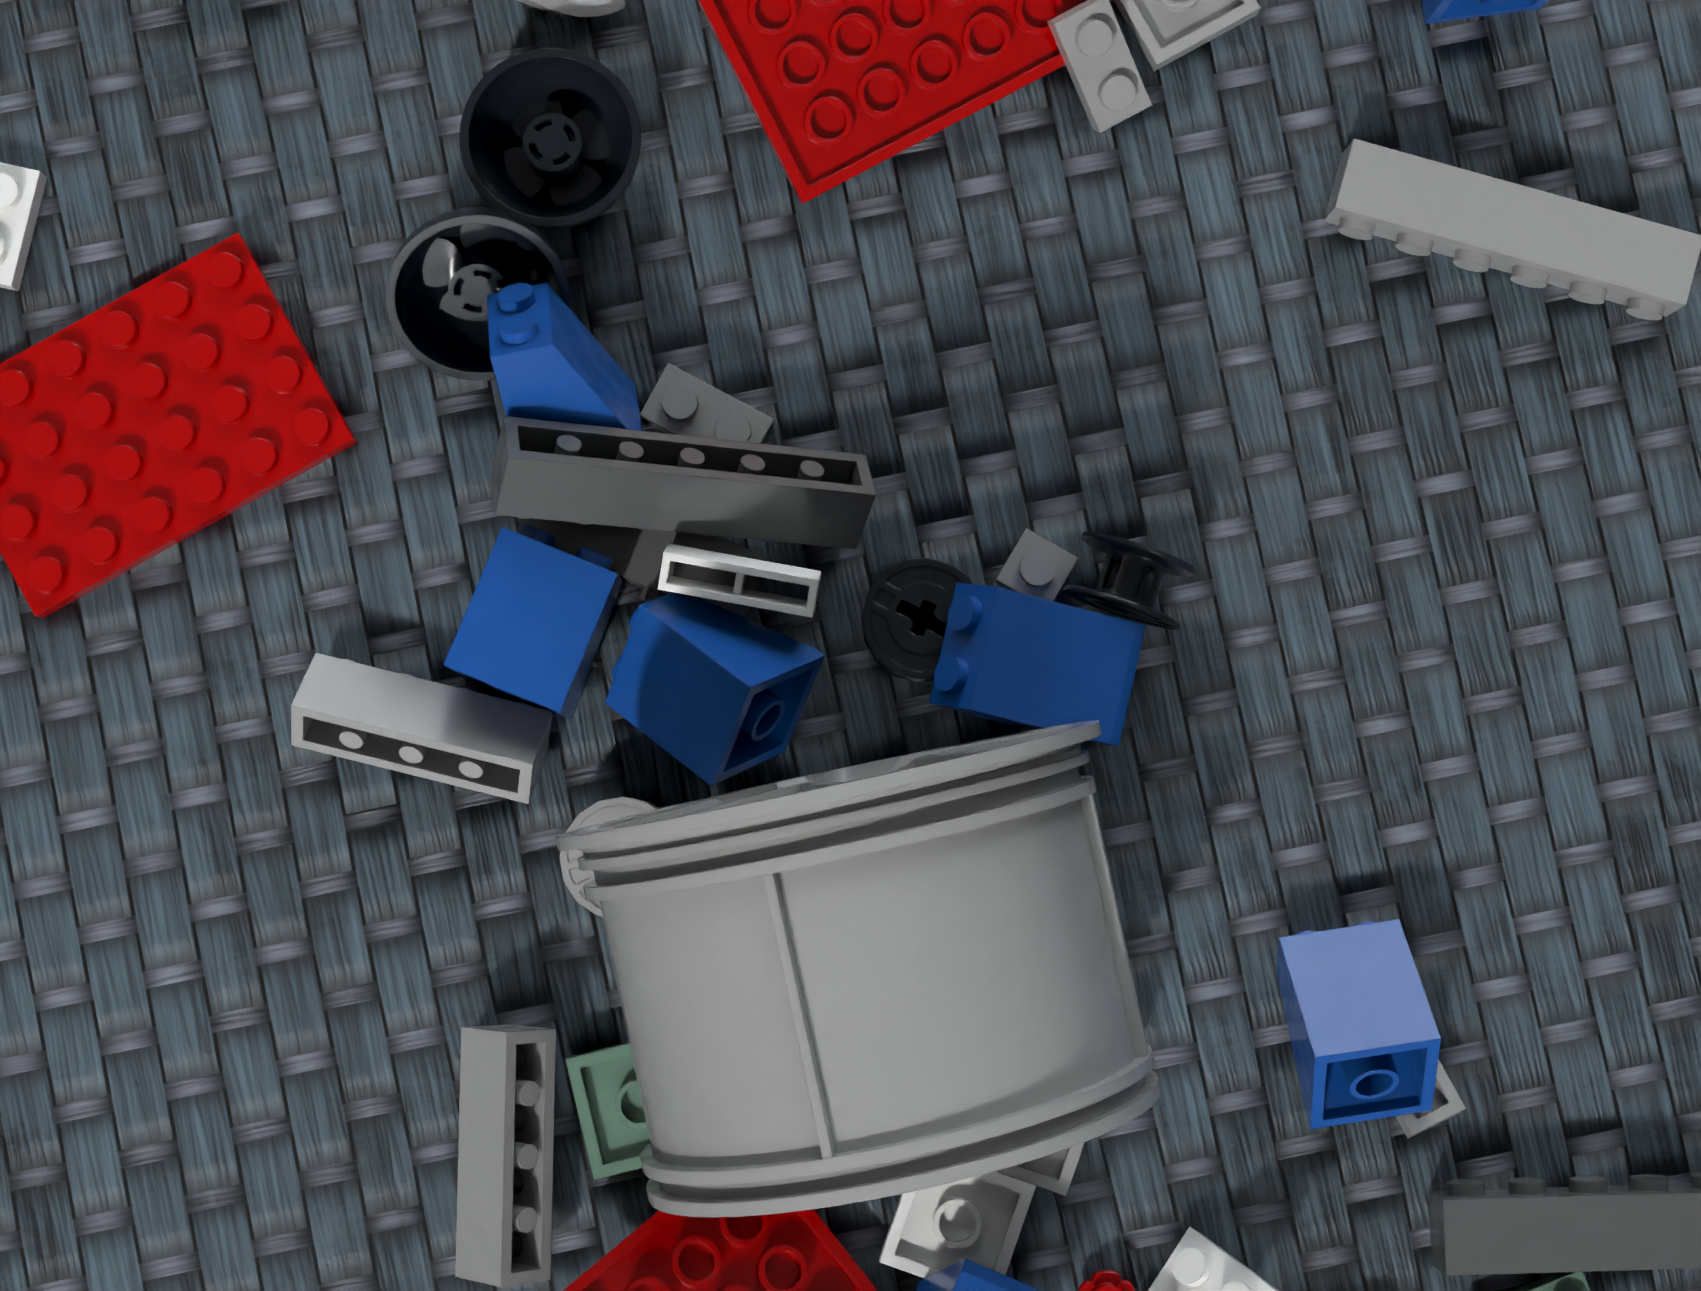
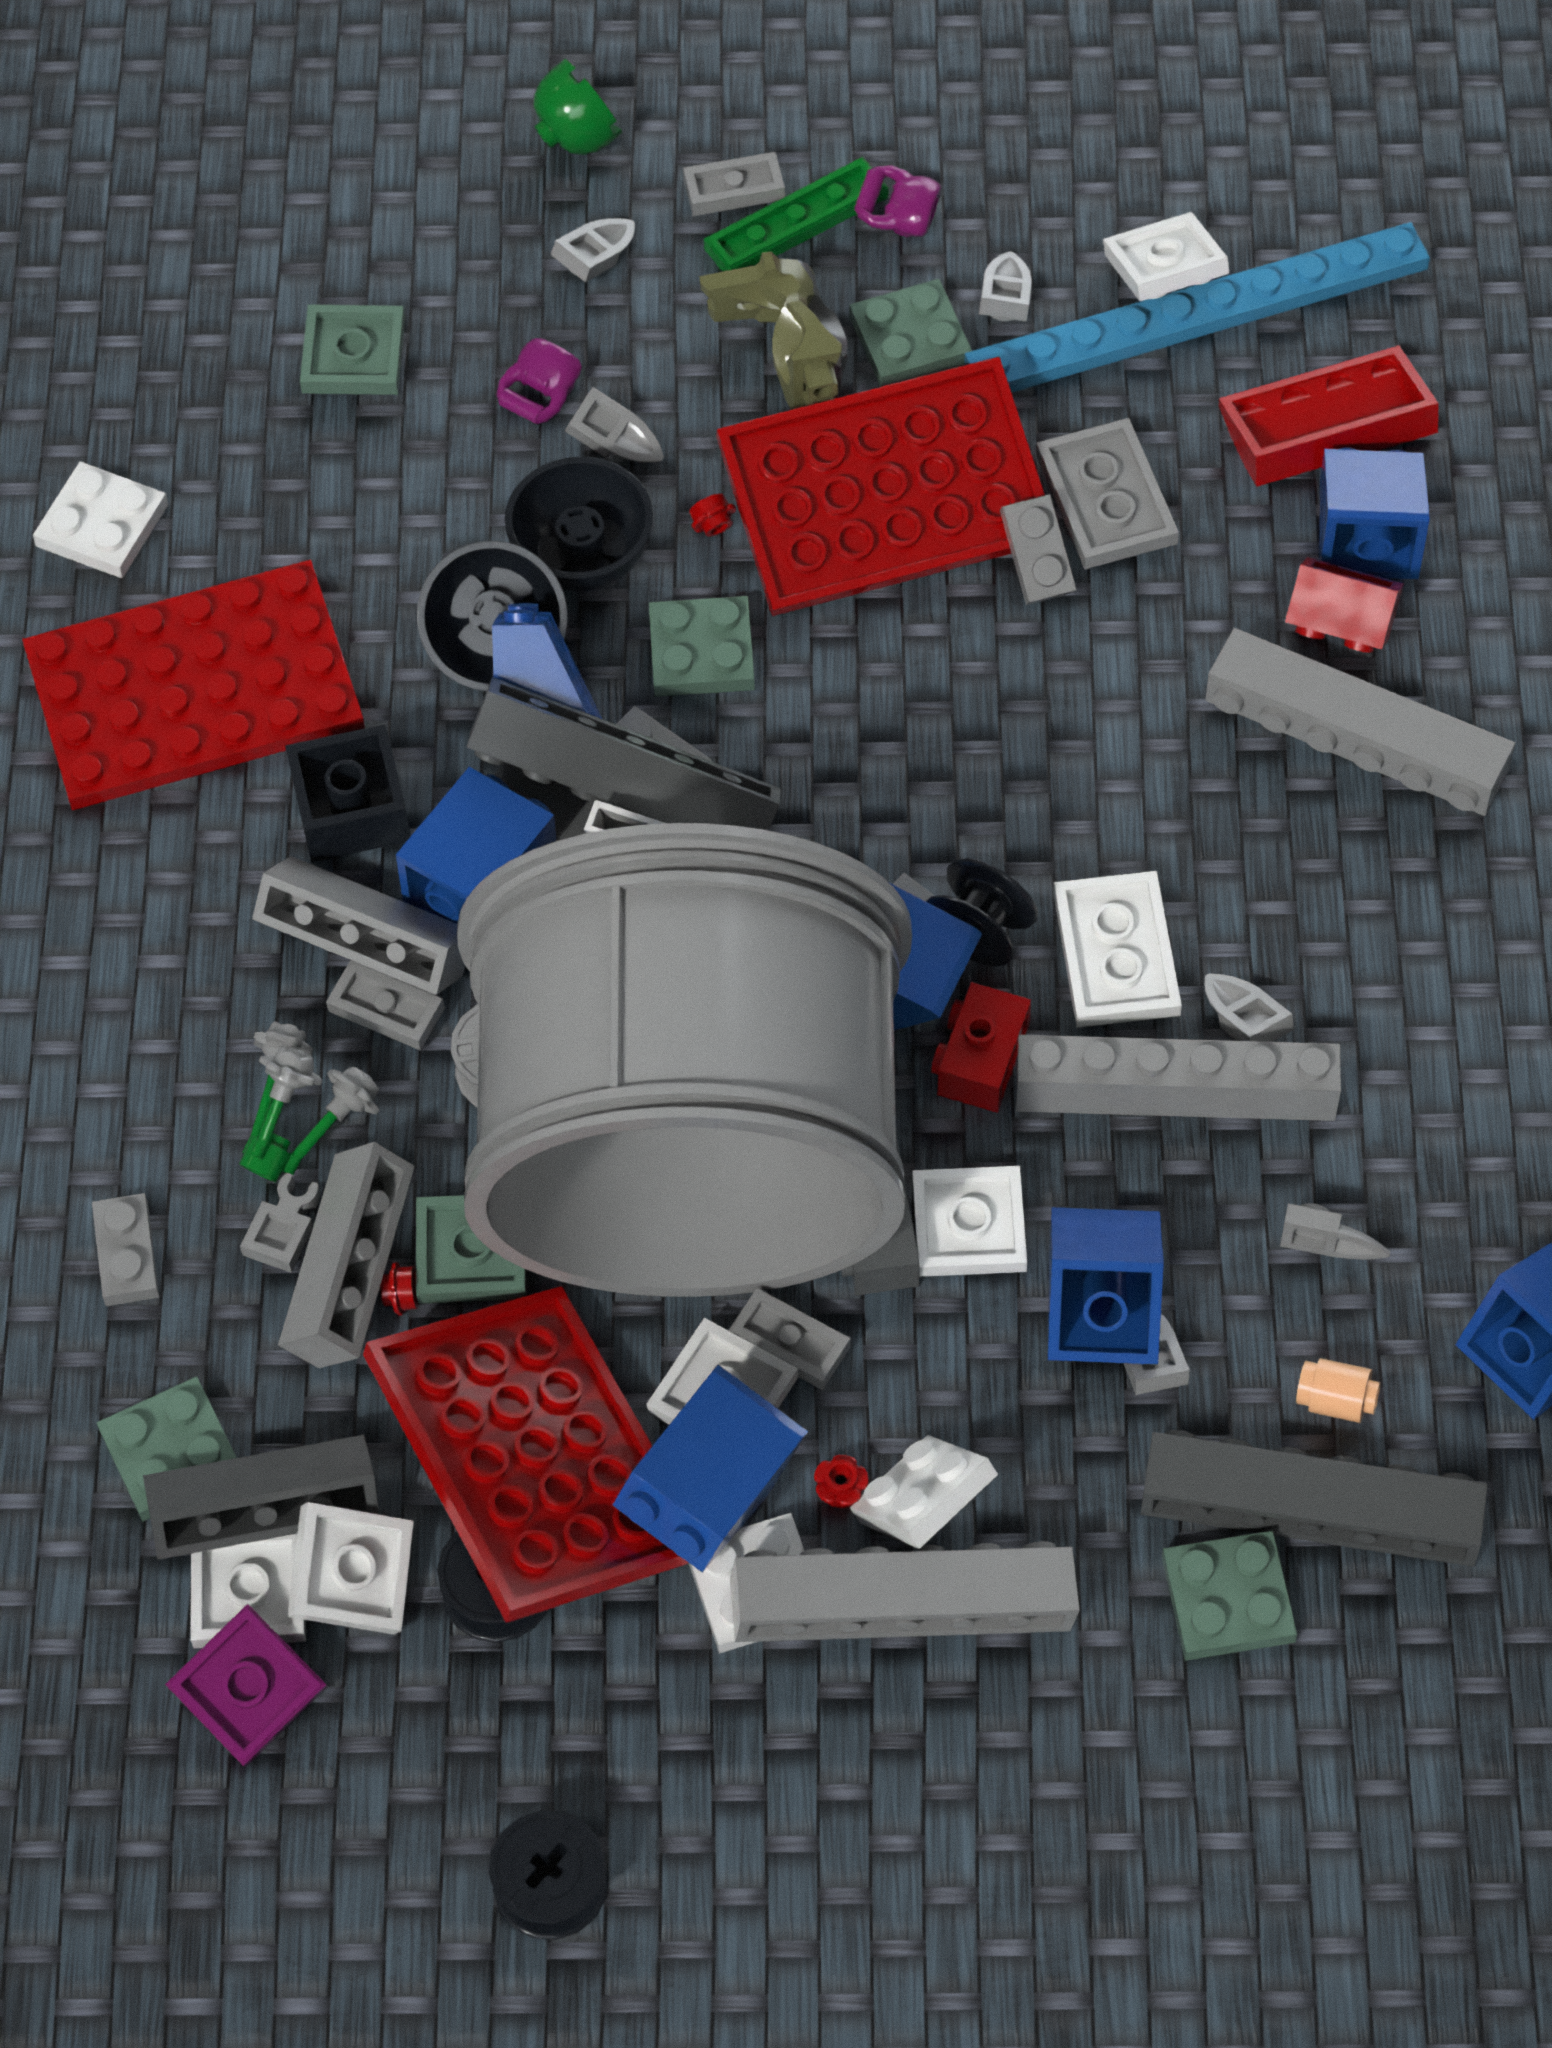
camera: 20 degrees right, 25 degrees down
(252, 1174) = (125, 1249): none -> light grey plate
(361, 556) = (348, 793): none -> black brick
(394, 966) = (291, 1067): none -> plant
(421, 1125) = (281, 1230): none -> light grey plate
(470, 818) = (385, 1005): none -> light grey plate
(572, 1168) = (399, 1288): none -> red plate
(703, 80) = (712, 515): none -> red plate
(727, 261) = (701, 646): none -> sand green plate
(1161, 742) = (981, 1047): none -> red brick
(1189, 960) = (969, 1221): none -> white plate
(1286, 581) = (1117, 949): none -> white plate
(1389, 741) = (1178, 1077): none -> light grey brick
(1444, 633) = (1246, 1009): none -> light grey plate
(1473, 75) = (1343, 605): none -> brick
(1569, 897) = (1320, 1232): none -> light grey plate
(1625, 1089) = (1337, 1390): none -> light nougat brick

